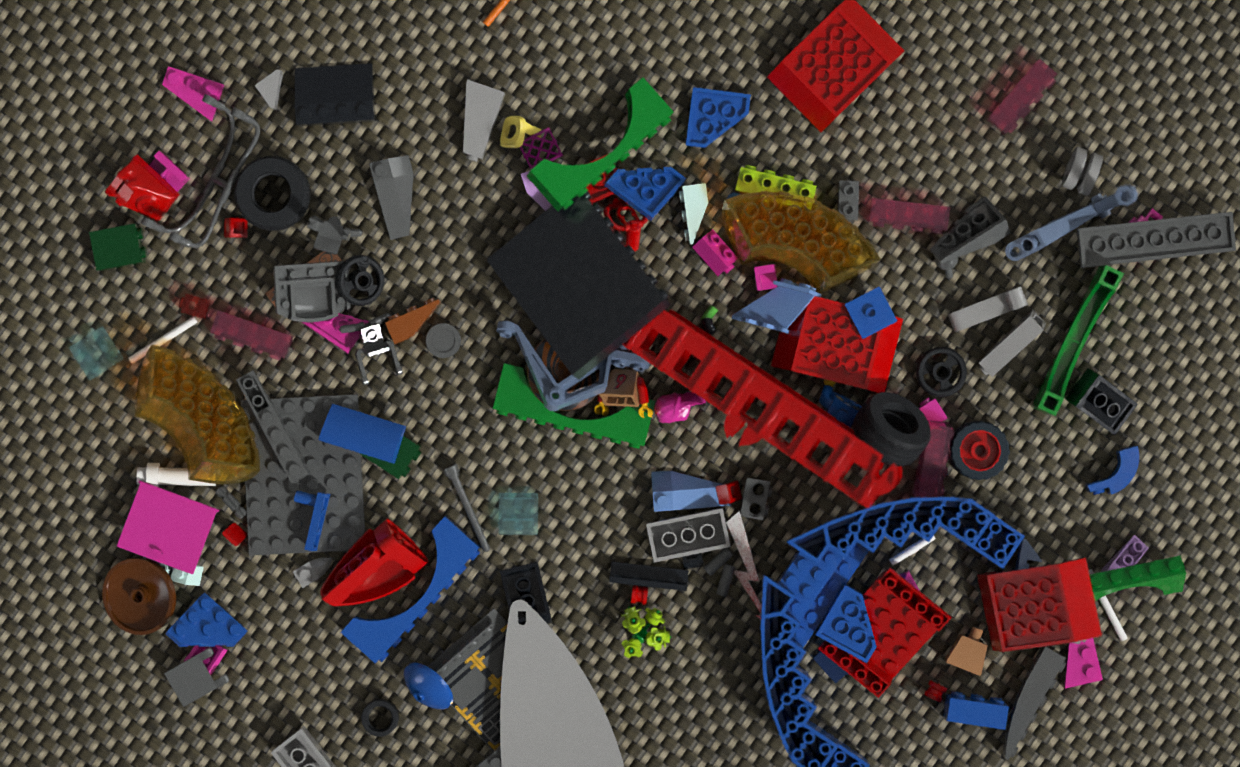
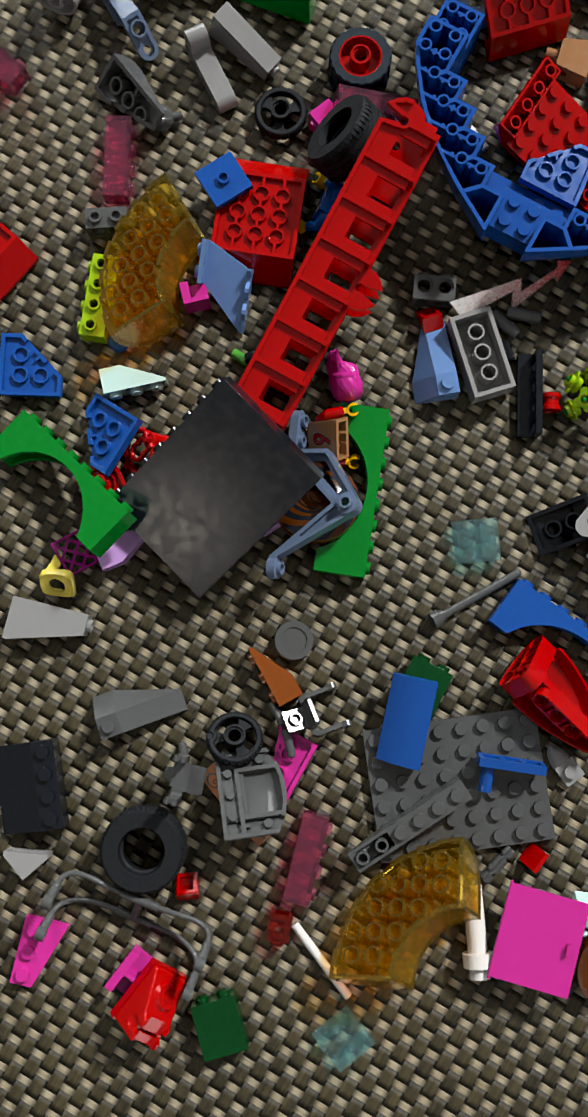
camera: 90 degrees left, 5 degrees down
(715, 253) = (174, 353): dark pink brick -> none

